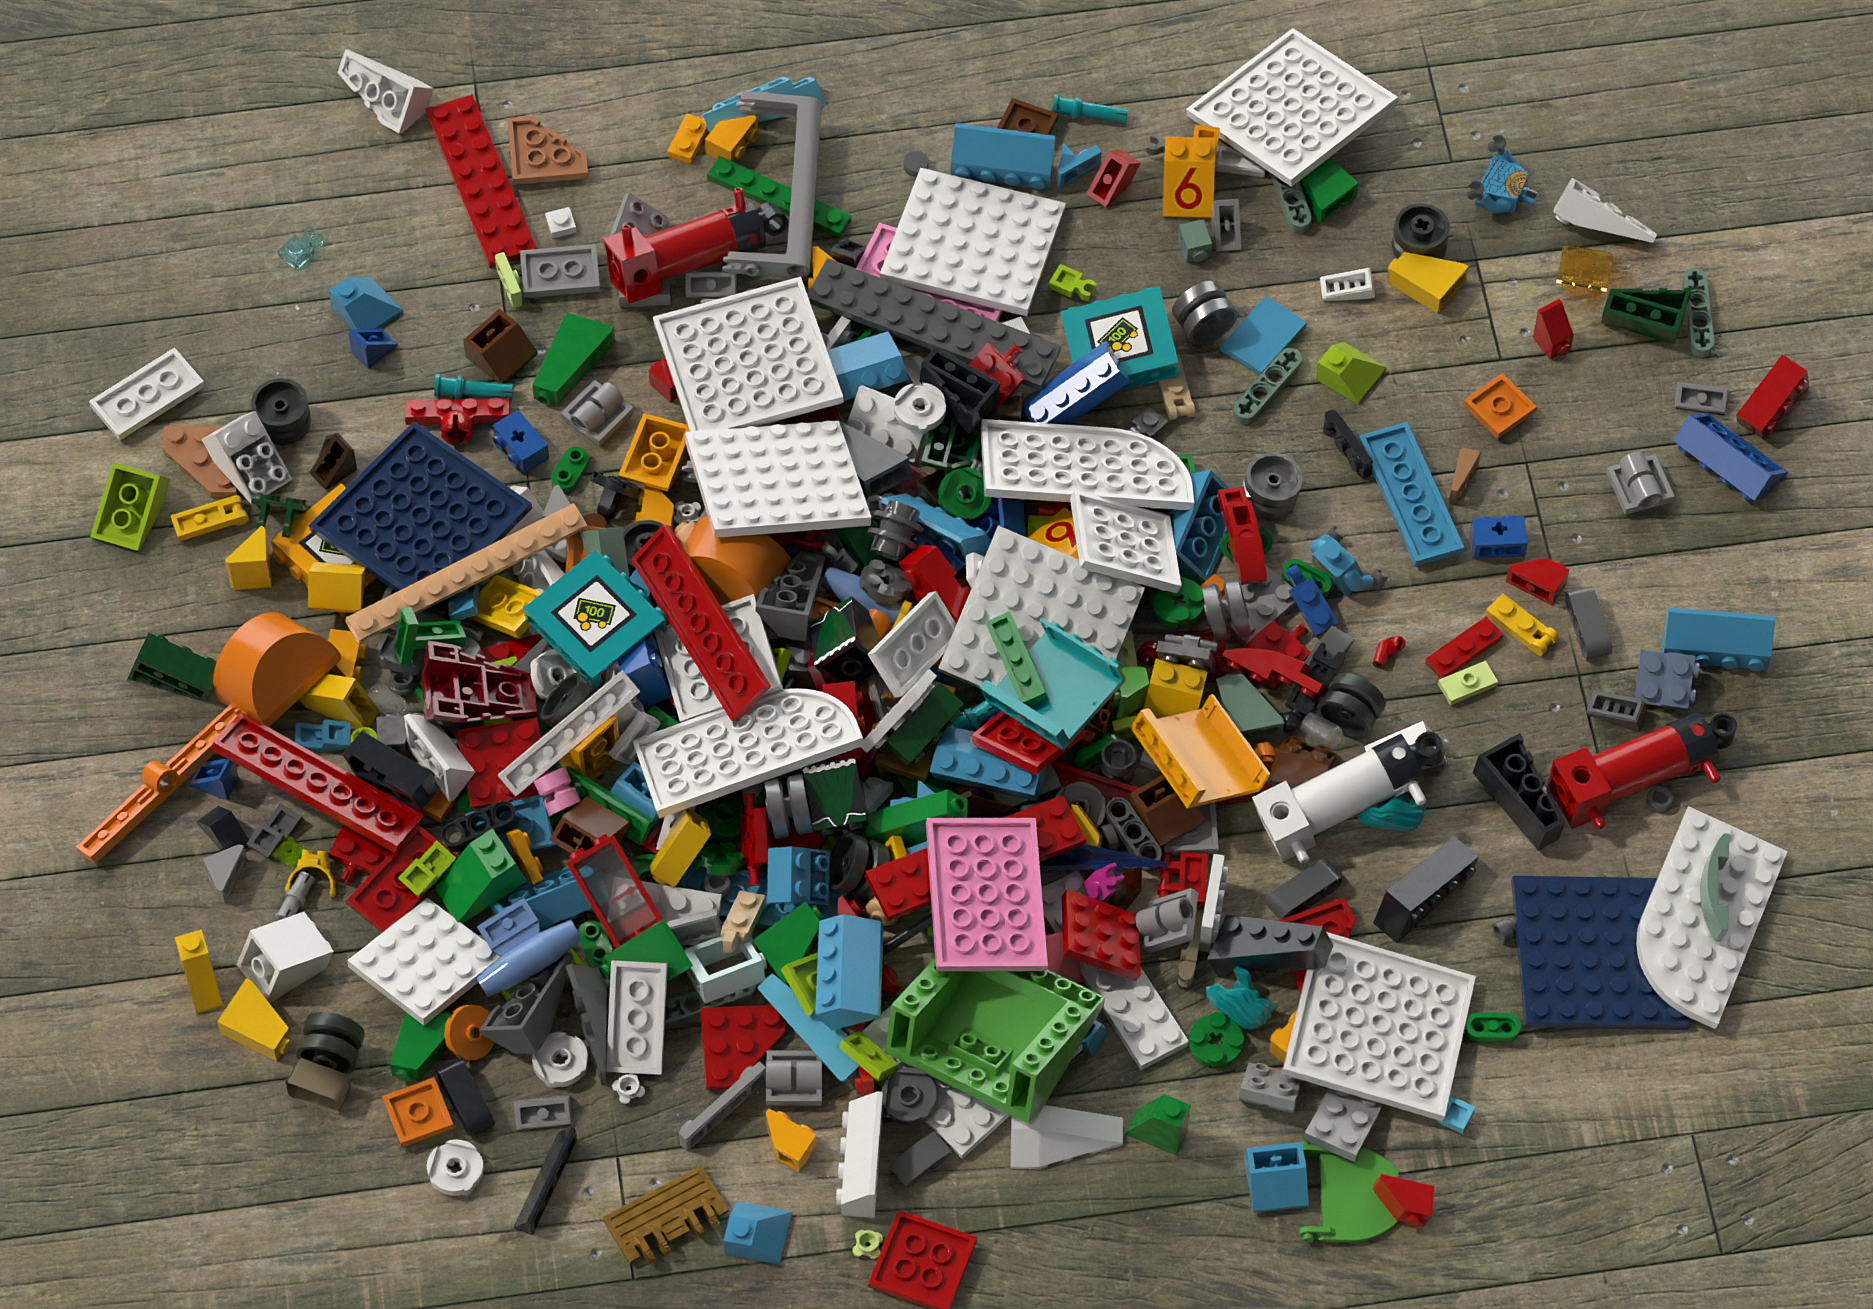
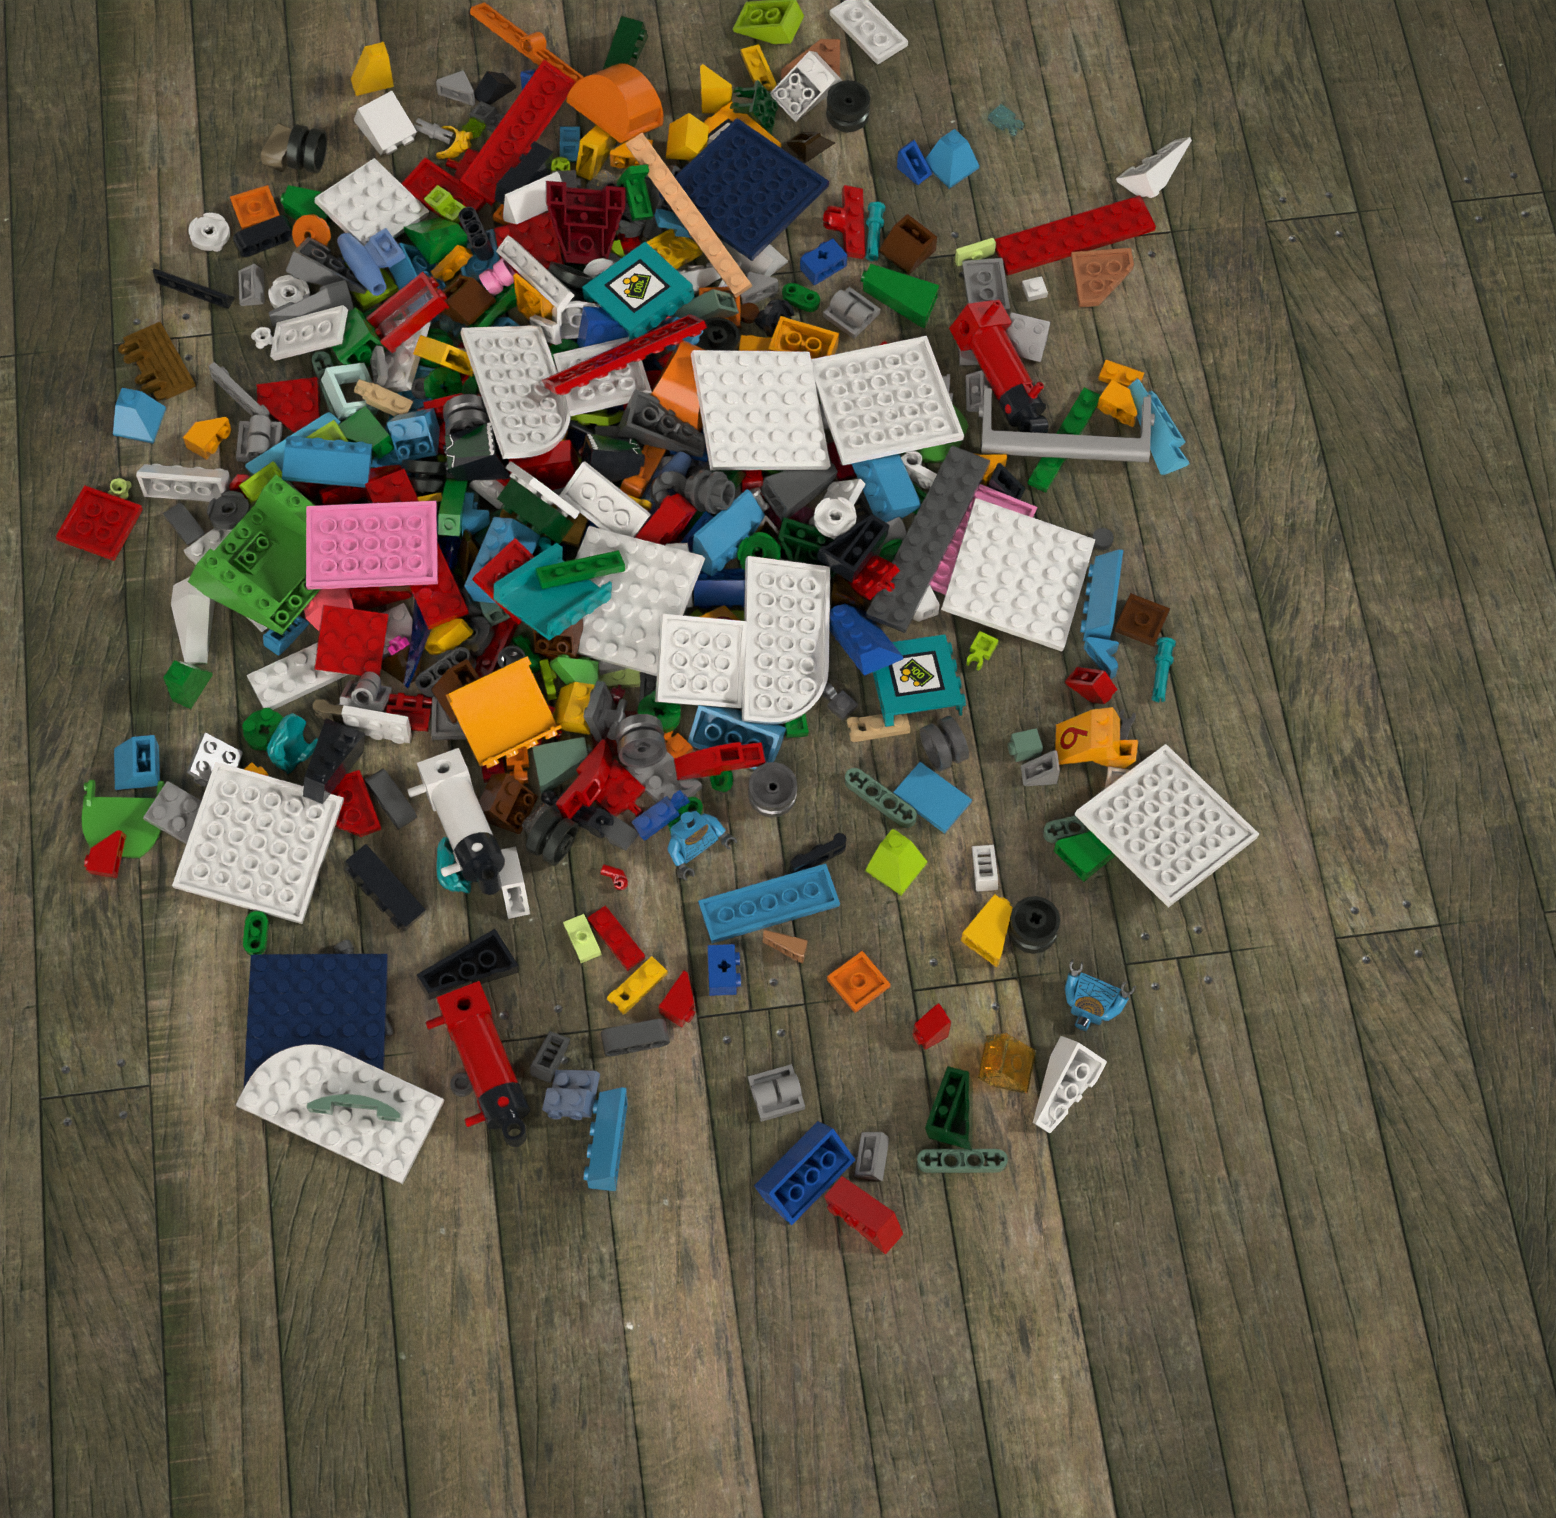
camera: 90 degrees right, 5 degrees up
(255, 1023) = (334, 109): yellow slope -> none
(1457, 1115) = (180, 901): medium azure plate -> none

